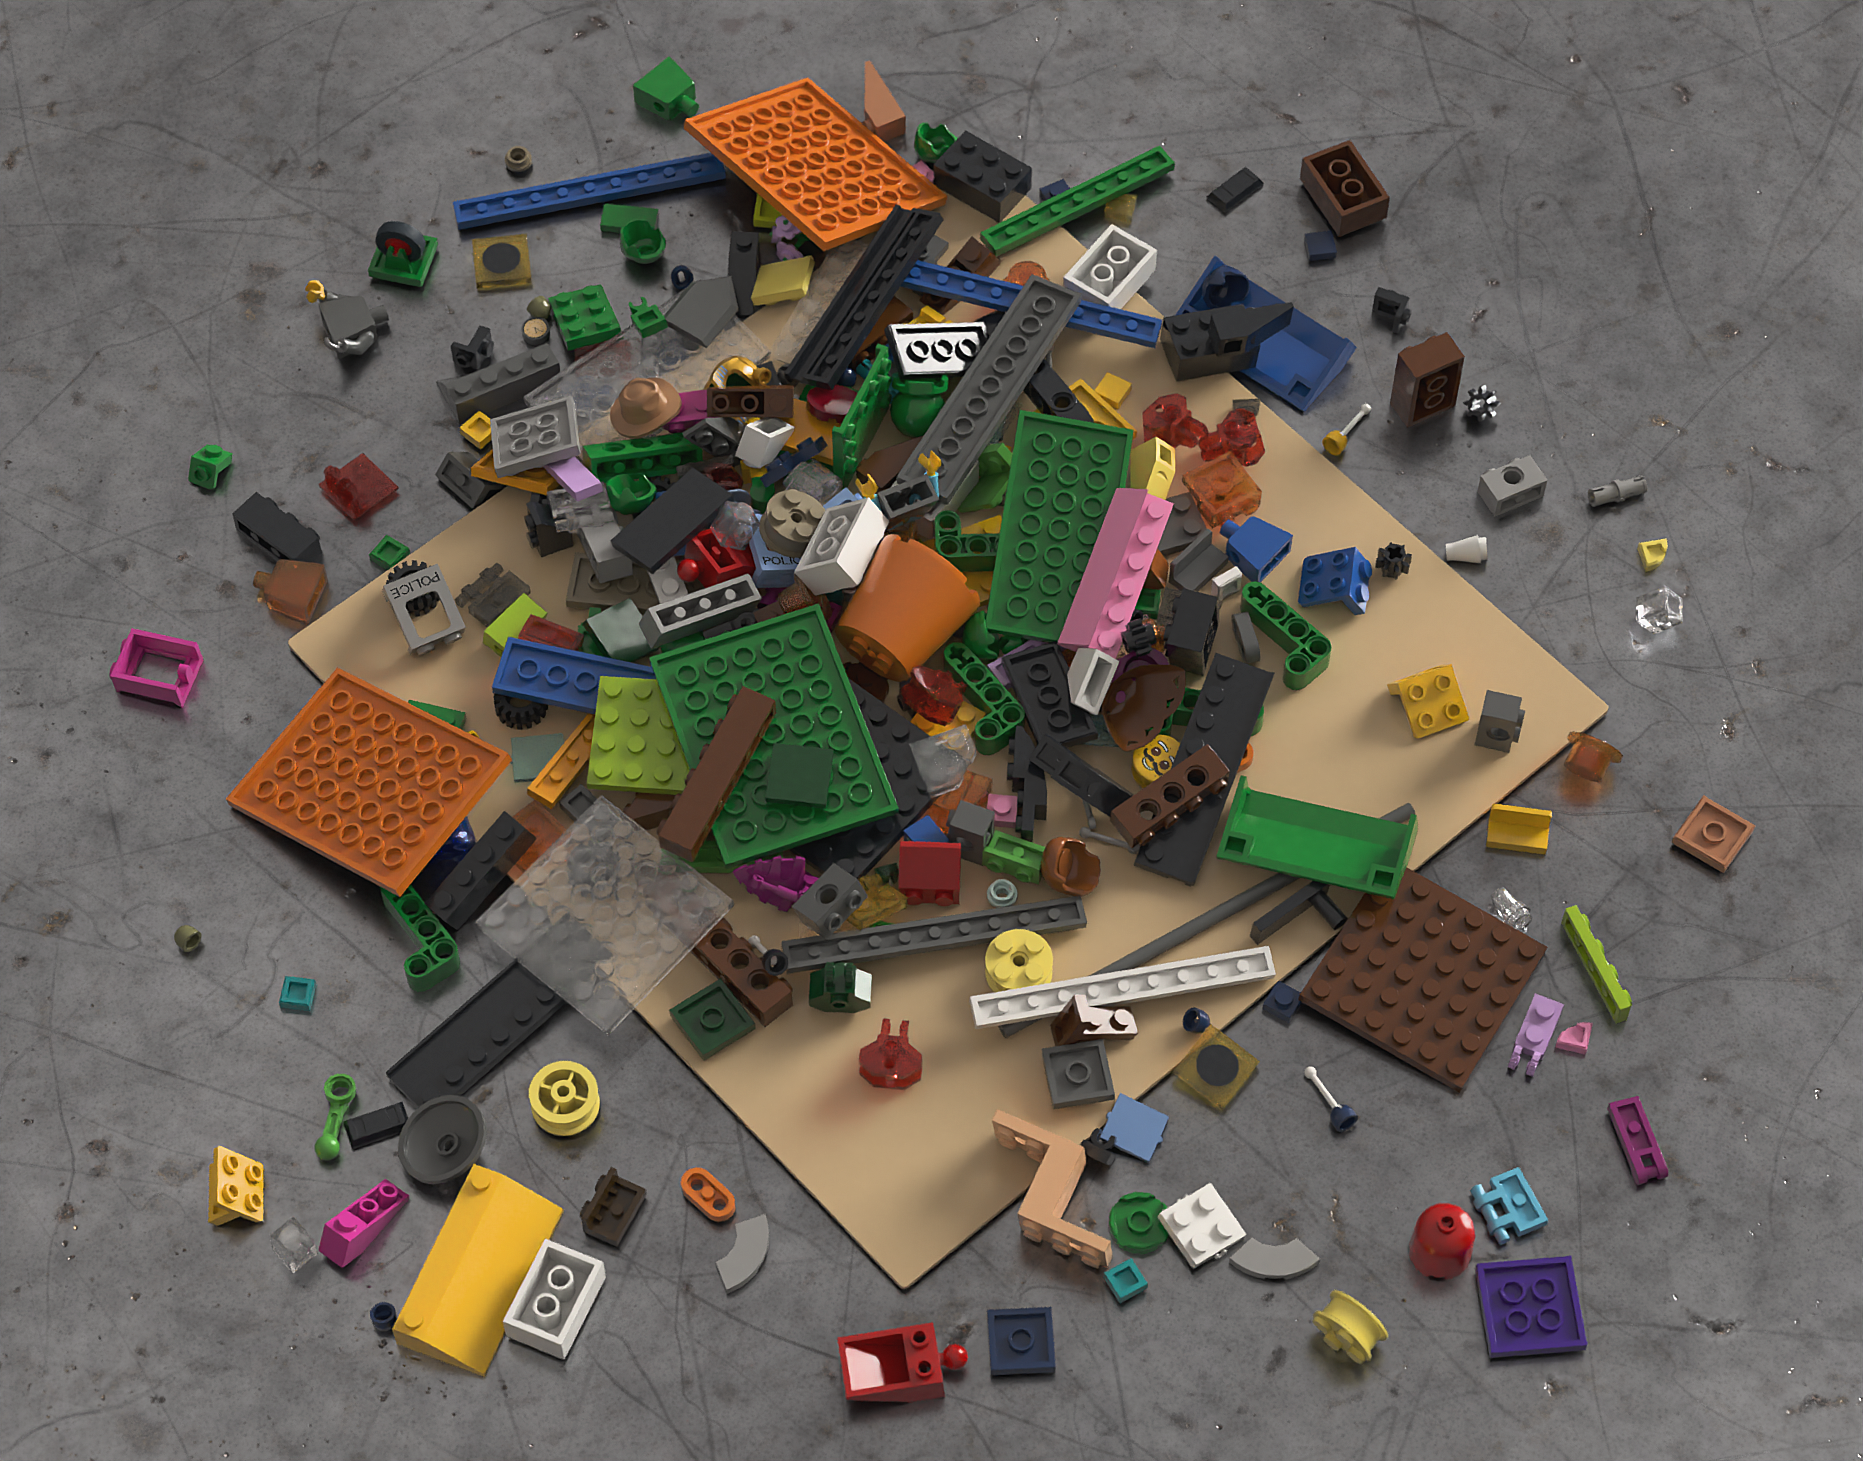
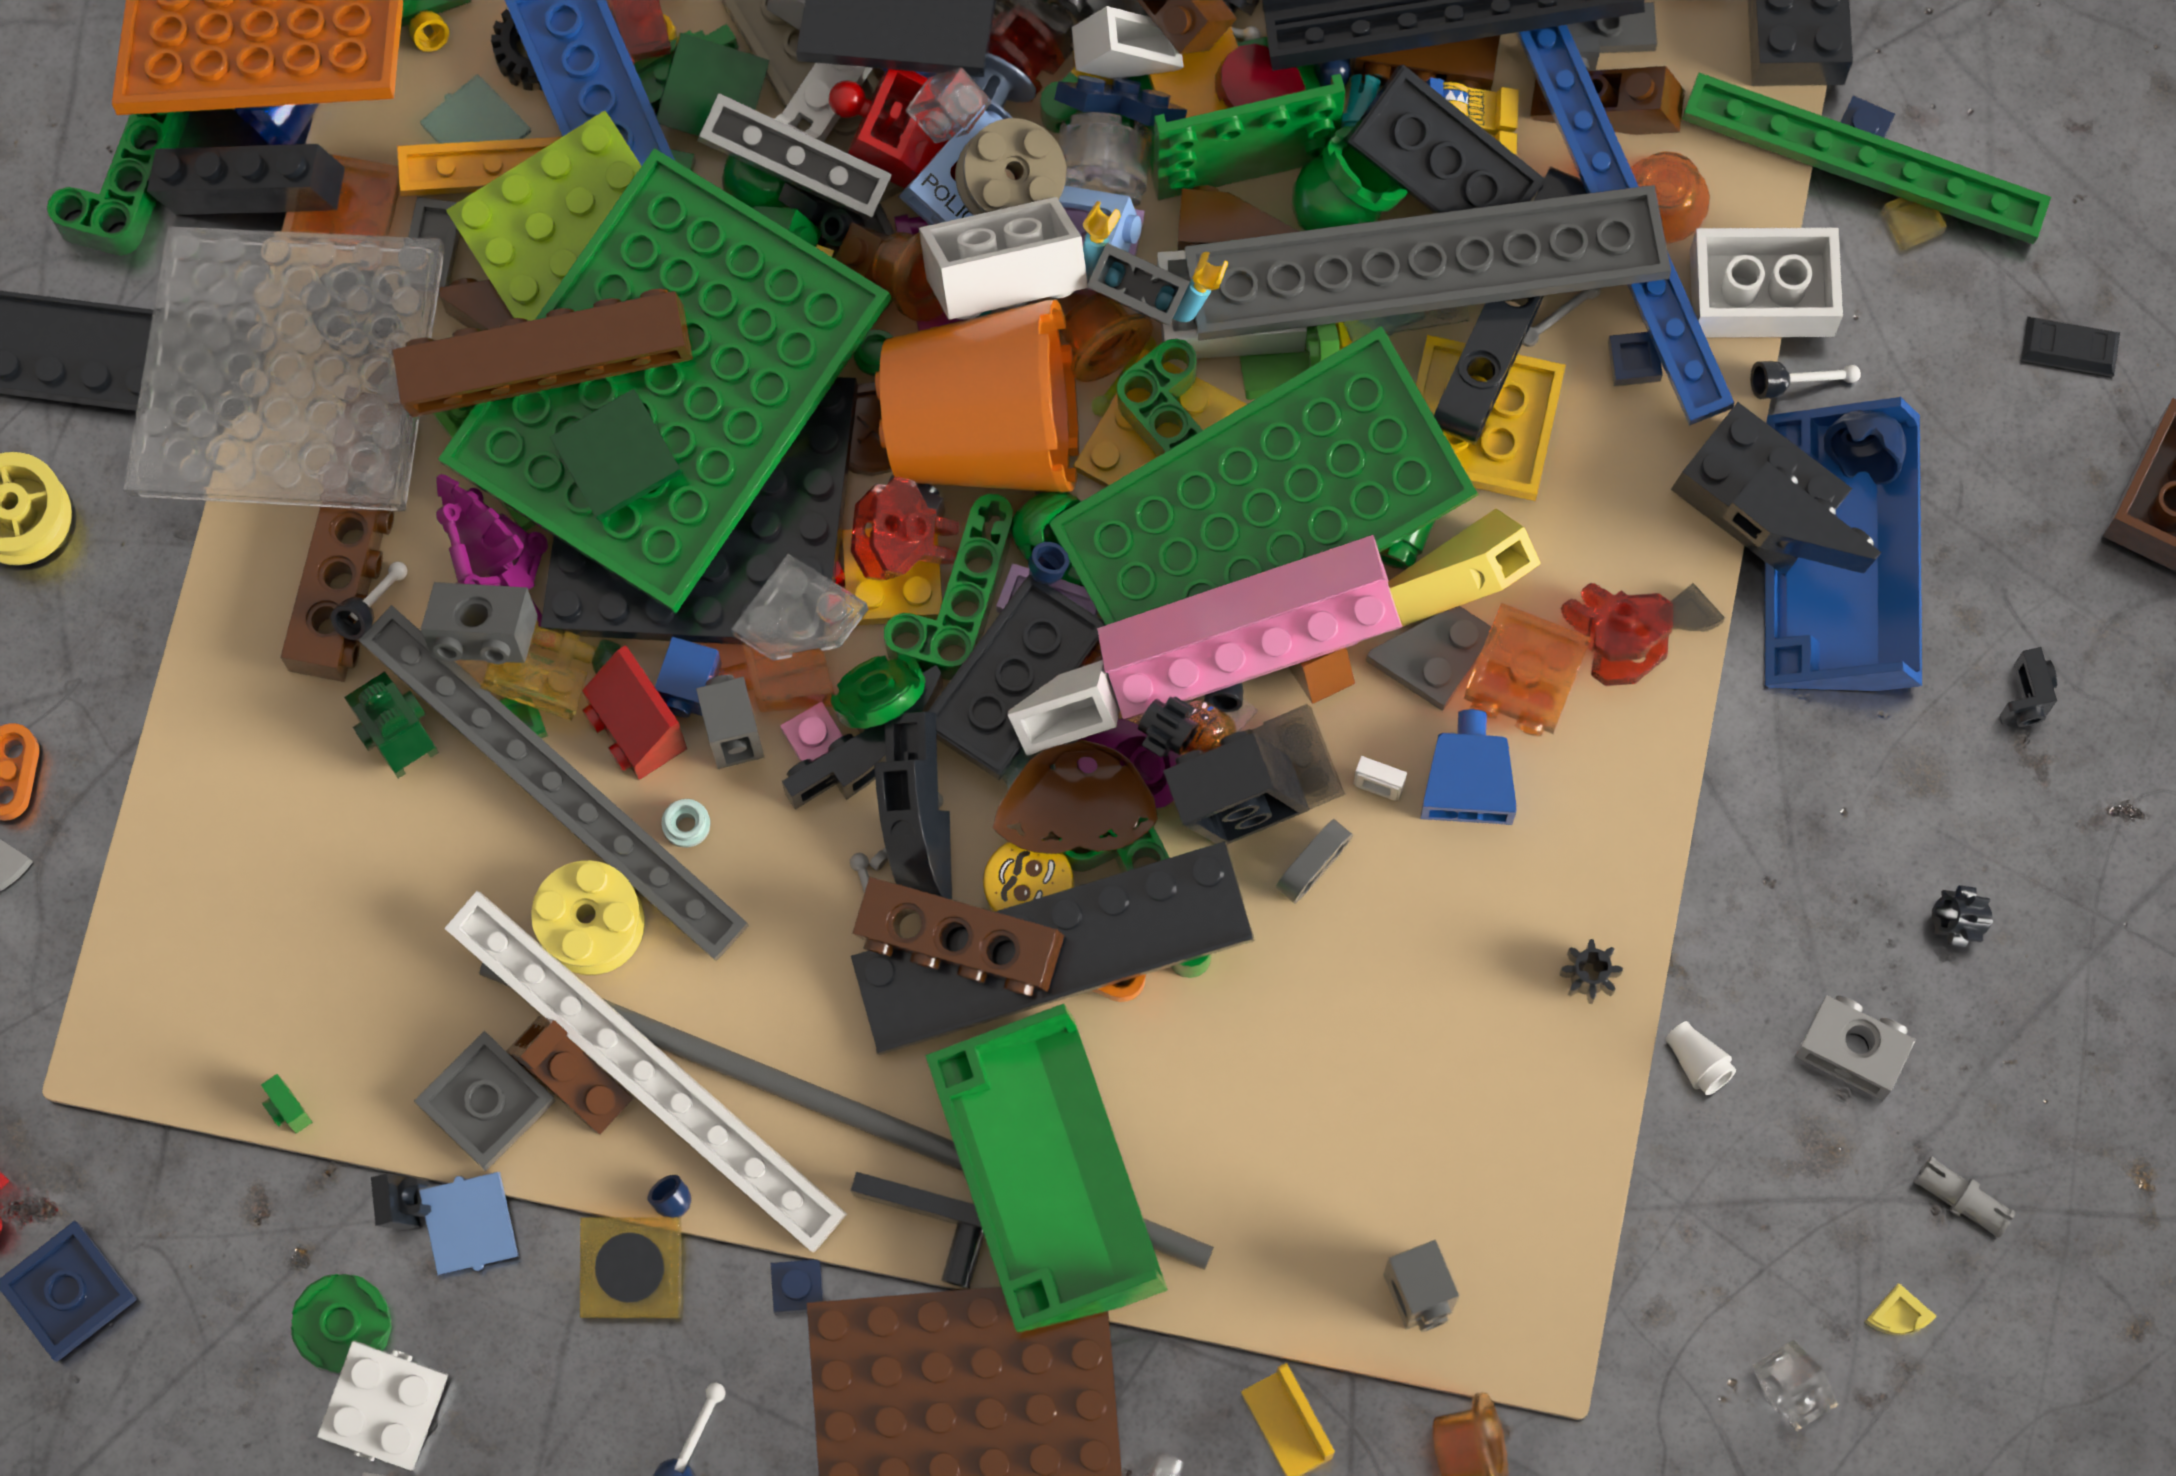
camera: 55 degrees right, 15 degrees up
(712, 1019) = (243, 601): dark green plate -> none
(892, 1058) = (342, 858): clear red hinge -> none
(1006, 642) = (1048, 563): none -> dark blue hinge
(1006, 1166) = (283, 1105): none -> green plate
(1010, 757) = (878, 691): none -> green tile
(1014, 857) = (750, 802): bright green bracket -> none
(1051, 1189) = (281, 1184): light nougat bracket -> none
(1070, 867) = (774, 881): dark orange piece -> none
(1100, 351) = (1634, 359): none -> dark blue plate
(1113, 390) = (1587, 418): yellow tile -> none
(1125, 1280) = (239, 1362): teal plate -> none
(1149, 602) = (1275, 693): green tile -> none
(1154, 303) = (1772, 379): none -> black hinge
(1174, 424) = (1581, 532): clear red hinge -> none
(1197, 564) = (1384, 720): dark grey panel -> none
(1264, 604) = (1362, 901): green beam -> none
(1320, 245) = (2065, 521): dark blue tile -> none
(1336, 440) = (1746, 764): yellow hinge -> none
(1336, 577) = (1500, 918): blue bracket -> none
(1427, 379) = (1922, 816): reddish brown brick -> none
(1431, 700) = (1401, 1167): yellow bracket -> none

